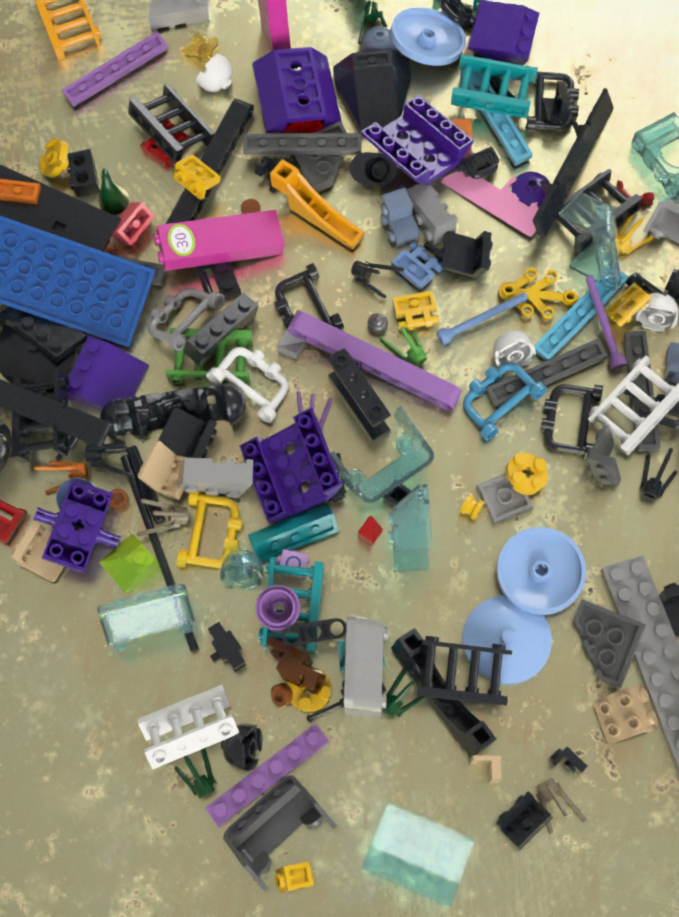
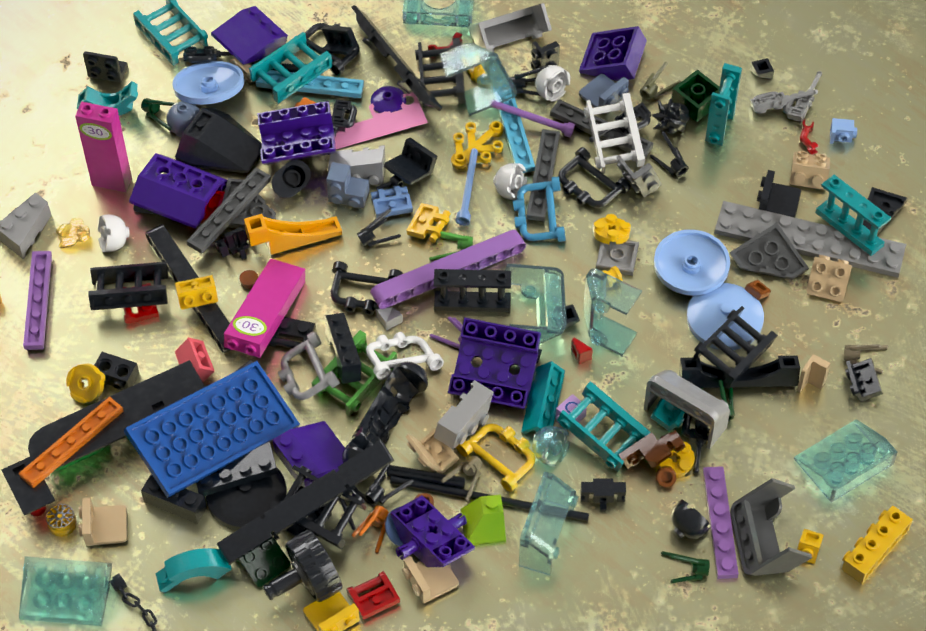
camera: 60 degrees left, 15 degrees down
(112, 197) = (155, 360): dark green hat -> none
(183, 713) = (636, 539): white fence -> none
(187, 434) = (416, 419): black bracket -> none
(267, 602) = (609, 420): medium lavender piece -> none
(303, 631) = (641, 409): black beam -> none
(377, 323) = (417, 252): flat silver plate -> none
(559, 652) = (757, 289): none -> dark orange tile
(572, 761) = (838, 327): black bracket -> none
(628, 304) = (529, 93): yellow plate -> none

